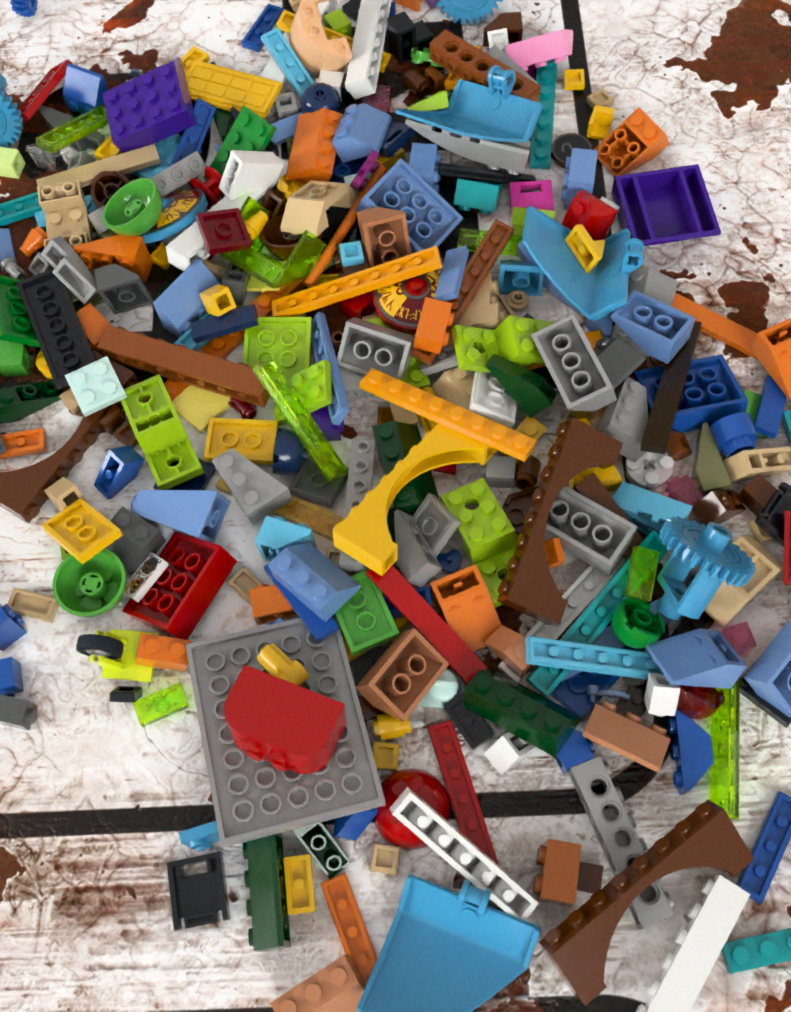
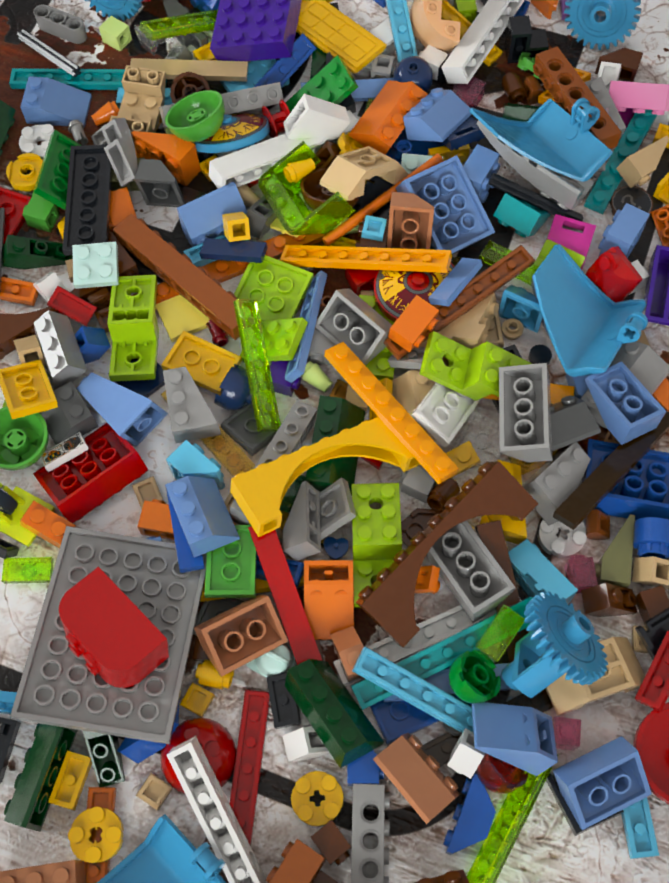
camera: 20 degrees right, 0 degrees up
(58, 427) = (47, 285): none -> white brick
(88, 435) = (72, 306): none -> red tile
(95, 480) = (59, 348): none -> light grey slope
(223, 231) = (266, 165): dark red plate -> none
(281, 665) = (137, 588): yellow piece -> none
(334, 928) = (81, 830): none -> yellow plate
(359, 413) = (316, 377): none -> yellowish green cone
(368, 166) = (427, 151): magenta wing -> none
(433, 102) = (513, 112): lime slope -> none
(524, 386) = (472, 411): dark green slope -> none
(537, 812) = (305, 788): none -> yellow plate
(553, 313) = (540, 354): none -> black tile
(566, 111) = (641, 164): none -> tan slope
(575, 830) = (332, 843): none -> reddish brown brick
(584, 248) = (594, 304): yellow slope -> none
(593, 691) = (408, 722): sand blue piece -> none

